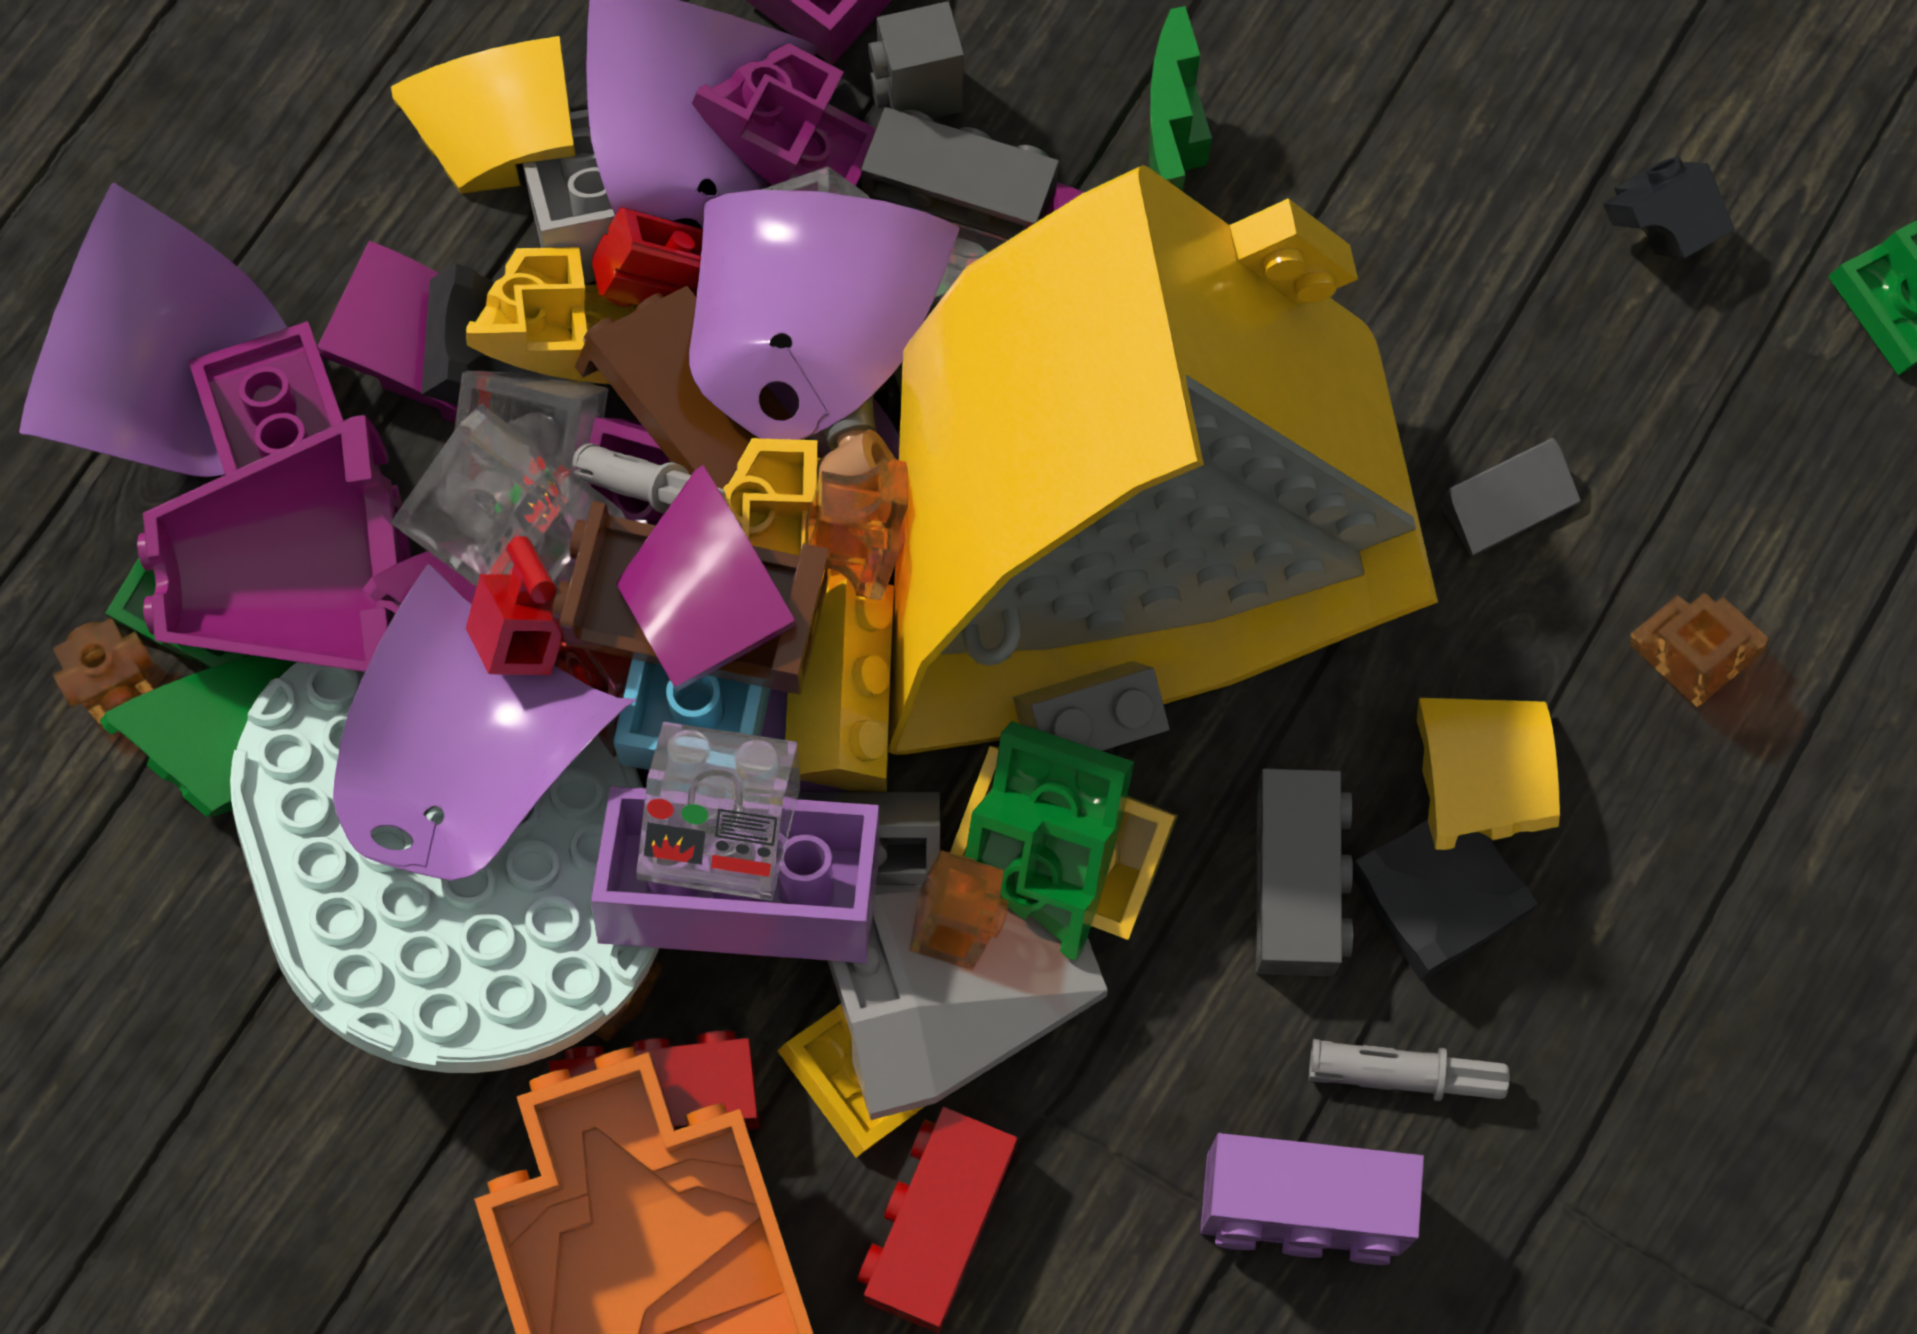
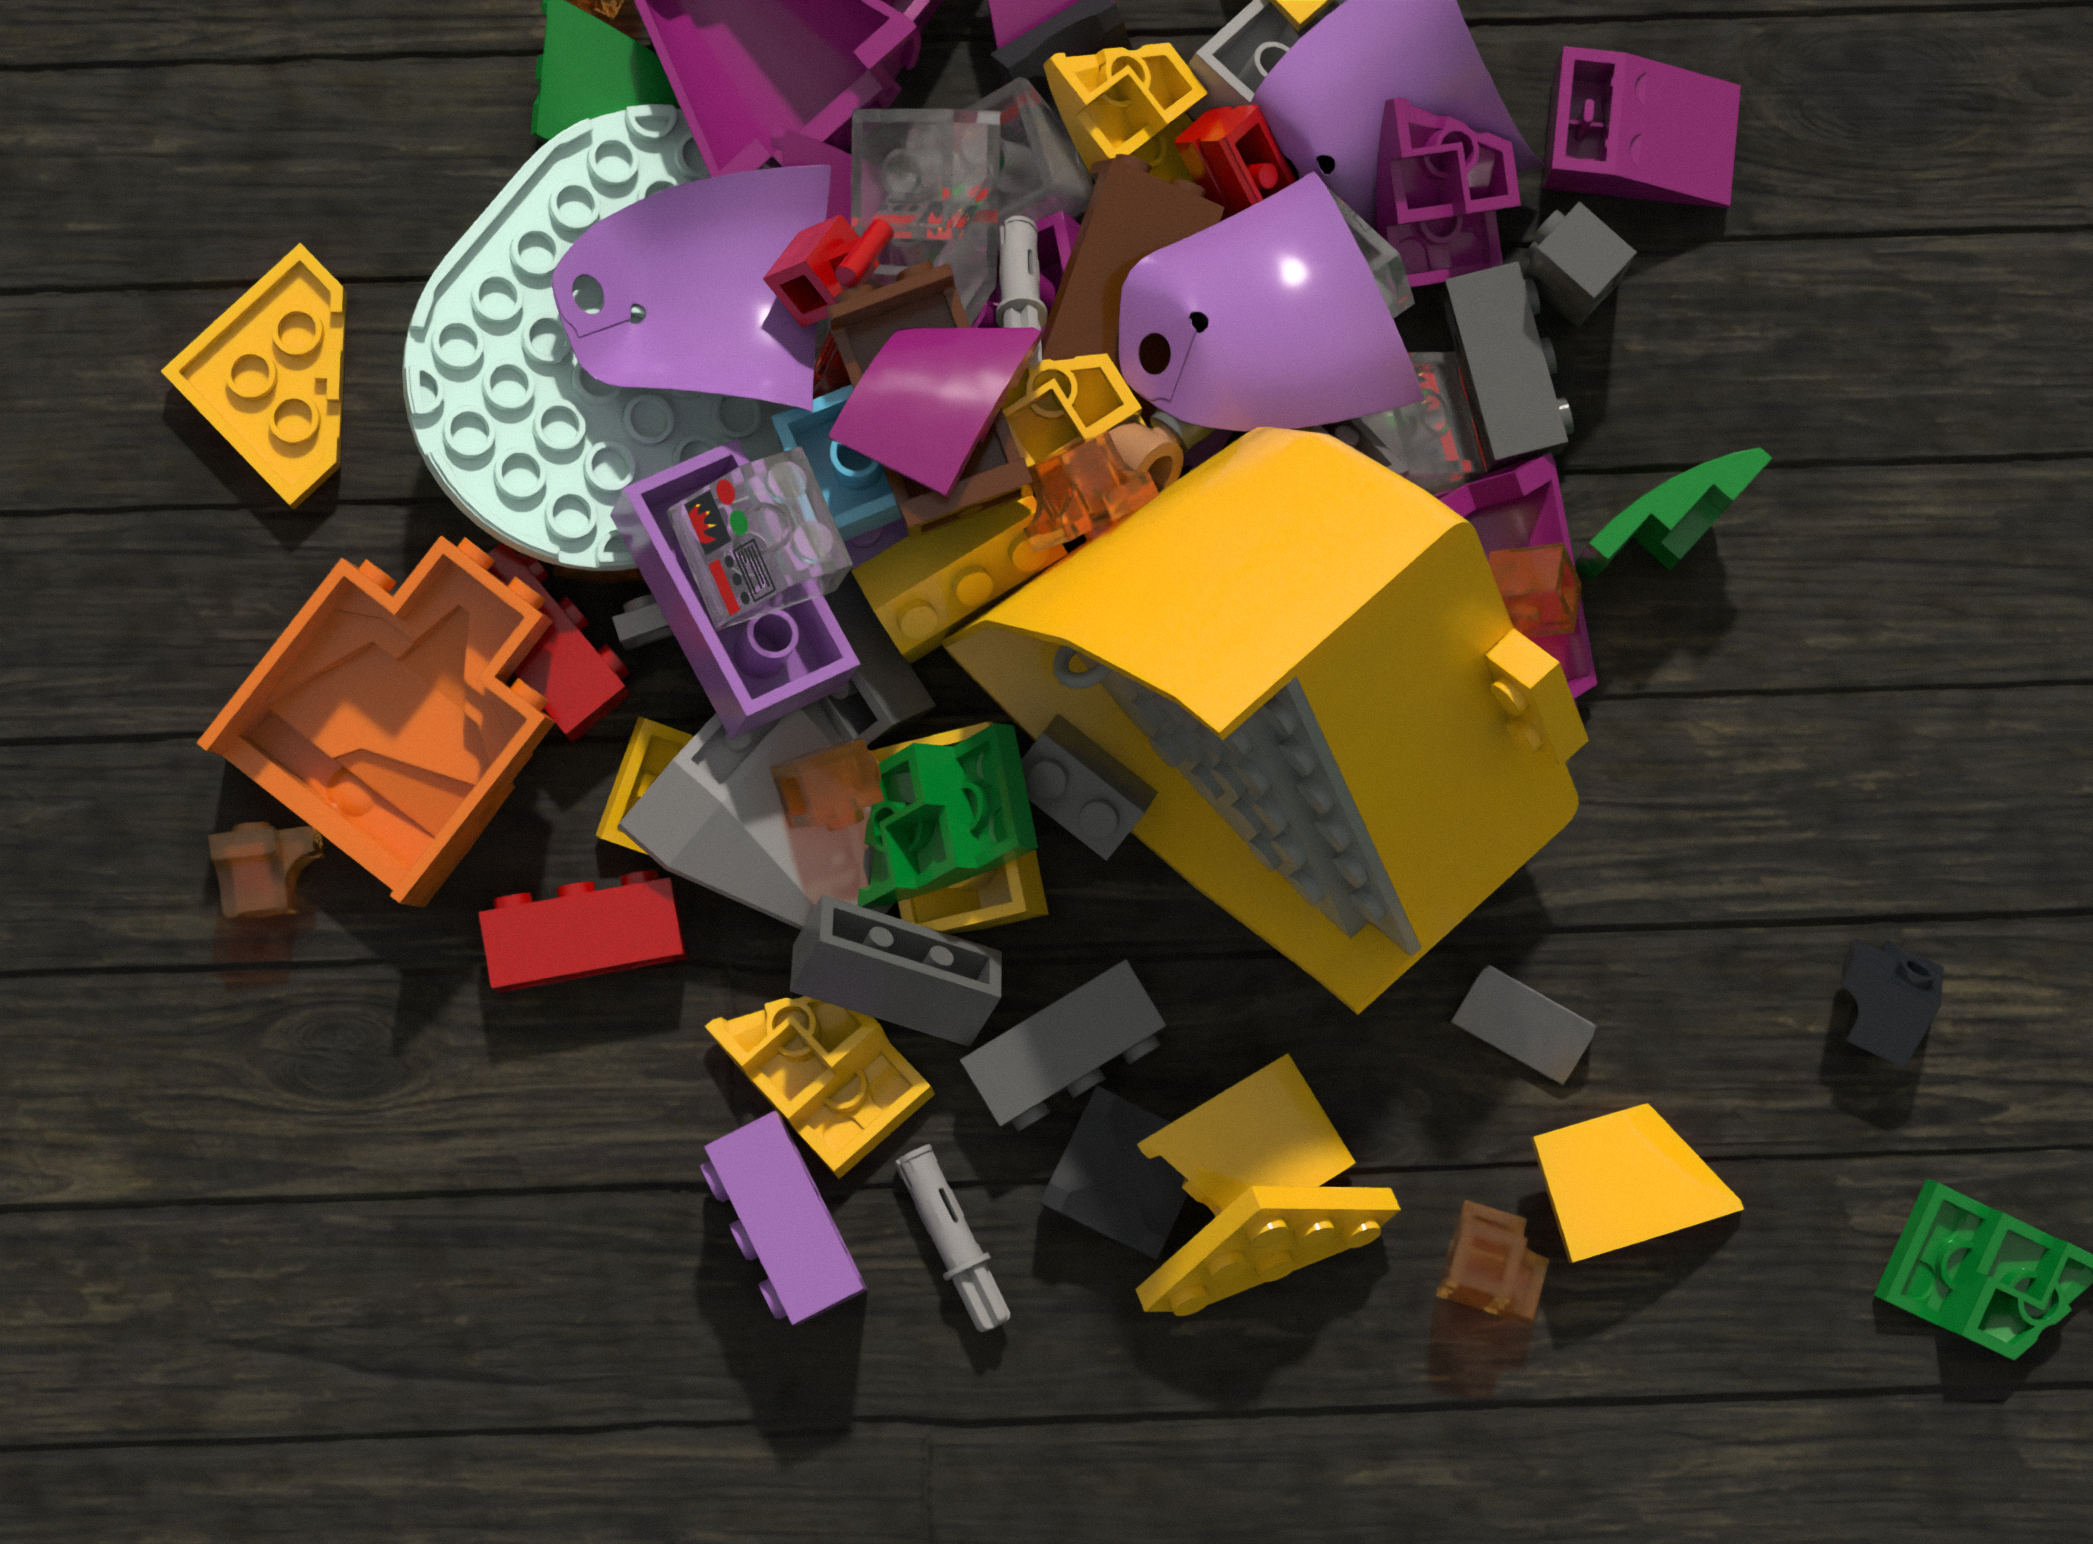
camera: 55 degrees right, 10 degrees up
(256, 1178) = (275, 375): none -> yellow plate
(700, 989) = (641, 623): none -> light grey plate
(1152, 963) = (896, 971): none -> dark grey brick
(1188, 1082) = (825, 1074): none -> yellow slope
(1578, 809) = (1265, 1239): none -> yellow plate
(1696, 499) = (1626, 1182): none -> yellow slope

